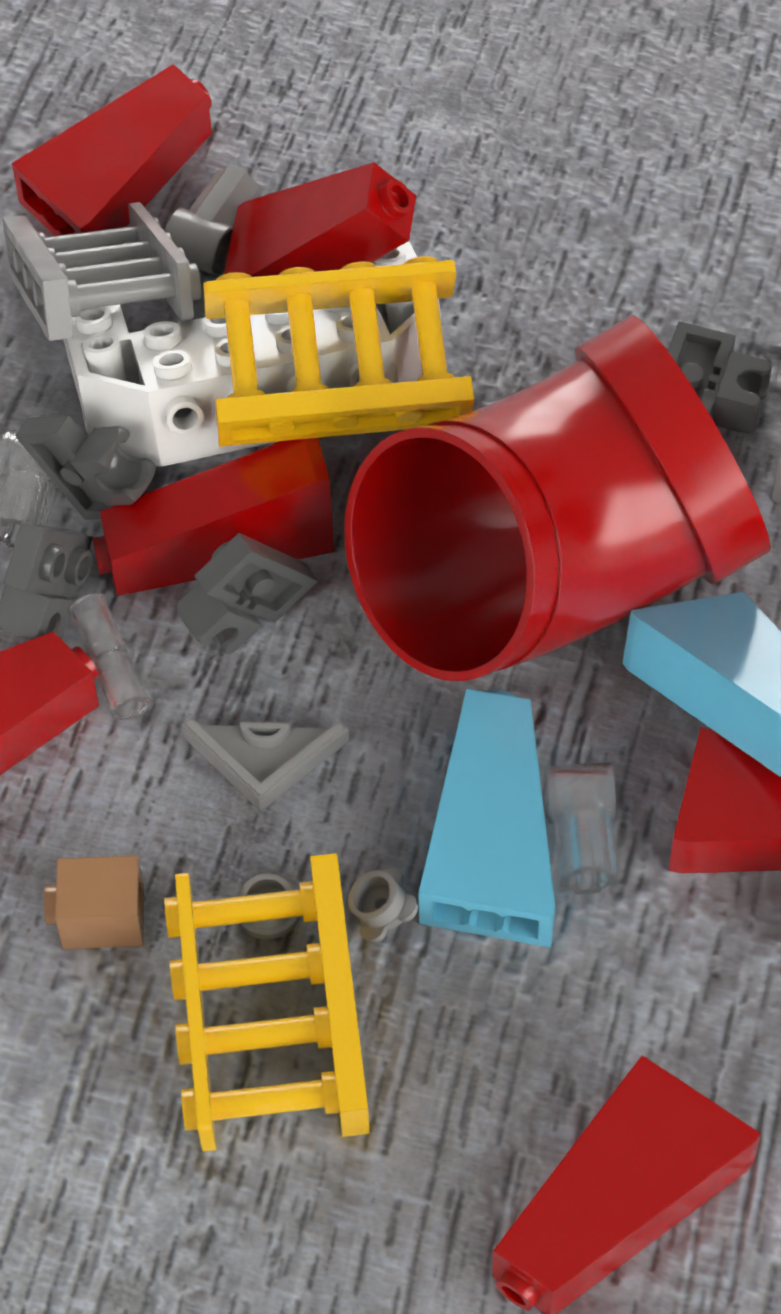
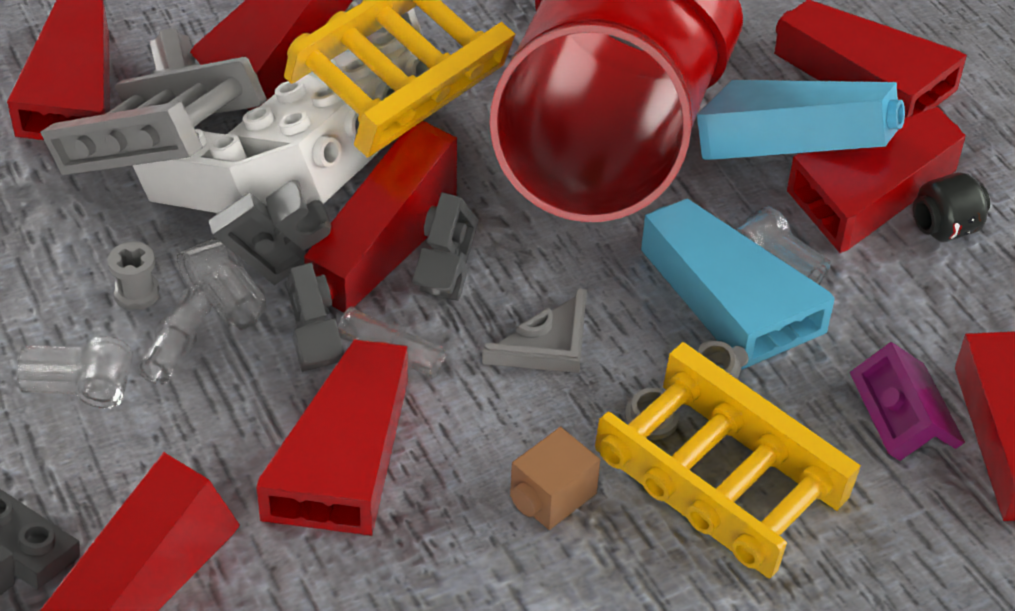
camera: 45 degrees left, 10 degrees down
(528, 1082) = (904, 402): none -> magenta panel

